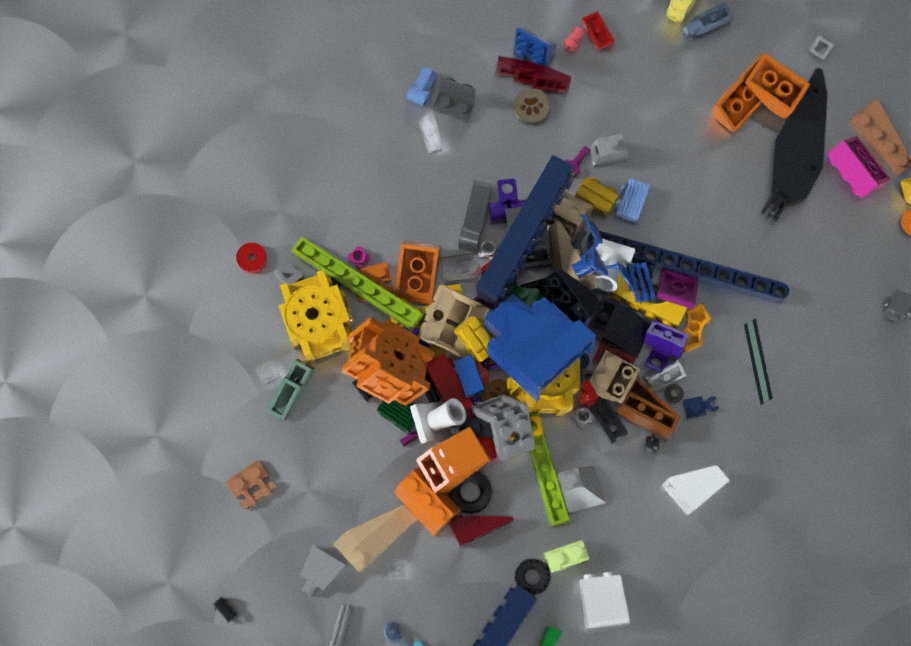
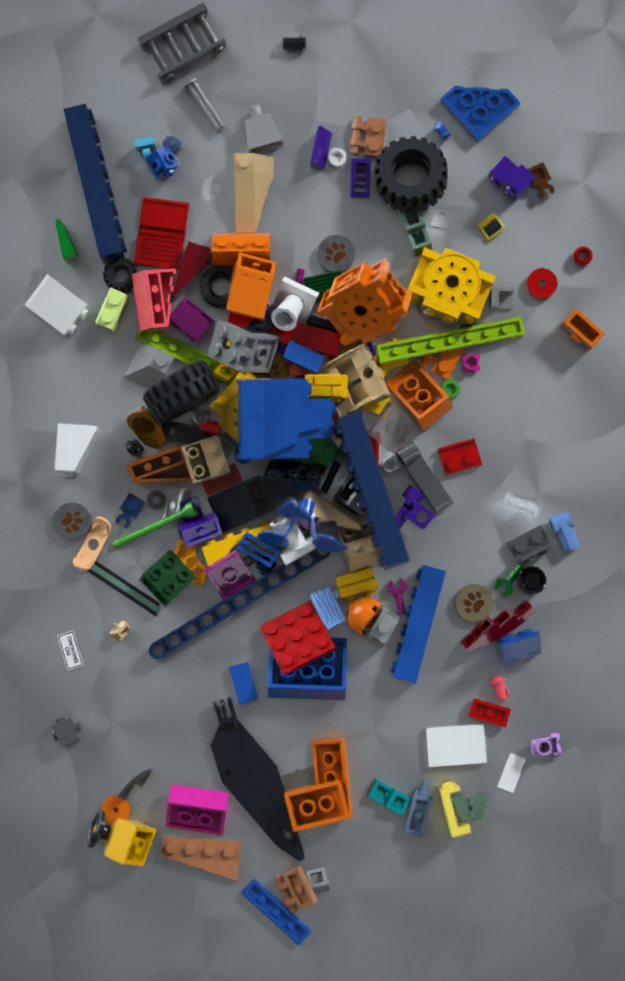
camera: 130 degrees right, 10 degrees up
(153, 419) = (480, 107): none -> blue plate
(170, 328) = (541, 178): none -> reddish brown plate
(190, 343) = (511, 178): none -> dark purple brick
(197, 430) = (442, 131): none -> blue tile
(199, 242) = (586, 251): none -> red plate
(228, 420) = (407, 152): none -> black tyre
(240, 331) = (491, 226): none -> slope
(262, 196) = (582, 329): none -> orange brick
(272, 467) = (354, 162): none -> dark purple slope
(289, 494) = (336, 157): none -> white tile
(292, 513) = (321, 148): none -> dark purple slope
(365, 427) = (336, 253): none -> flat silver tile
(391, 255) = (452, 388): none -> bright green tile
(415, 624) = (162, 162): none -> blue brick
(435, 205) = (459, 456): none -> red plate
(470, 576) = (161, 233): none -> red piece
(479, 78) = (532, 580): none -> black hair
(493, 96) = (509, 580): none -> green bar
(517, 488) = (191, 320): none -> magenta brick
(528, 531) = (152, 297): none -> coral wedge
(582, 438) = (181, 392): none -> black tyre
(583, 129) = (419, 623): none -> blue brick
(614, 170) = (363, 613): none -> orange cylinder
(628, 448) = (146, 428): none -> pearl gold piece
(641, 35) = (456, 745): none -> white tile
(660, 358) = (188, 511): none -> bright green piece
(675, 201) = (297, 638): none -> red plate
(687, 178) = (318, 680): none -> blue slope
(719, 48) = (388, 796): none -> teal slope
(722, 331) = (167, 578): none -> dark green bracket
(741, 214) = (243, 682): none -> blue tile
(749, 441) = (72, 521): none -> flat silver tile
(763, 407) = (86, 557): none -> light nougat piece
(791, 333) = (120, 630): none -> tan piece
(839, 357) = (70, 650): none -> white sticker
(840, 52) = (300, 888): none -> nougat plate
(870, 56) = (276, 911): none -> blue tile
(880, 224) = (139, 780): none -> clear smoke slope

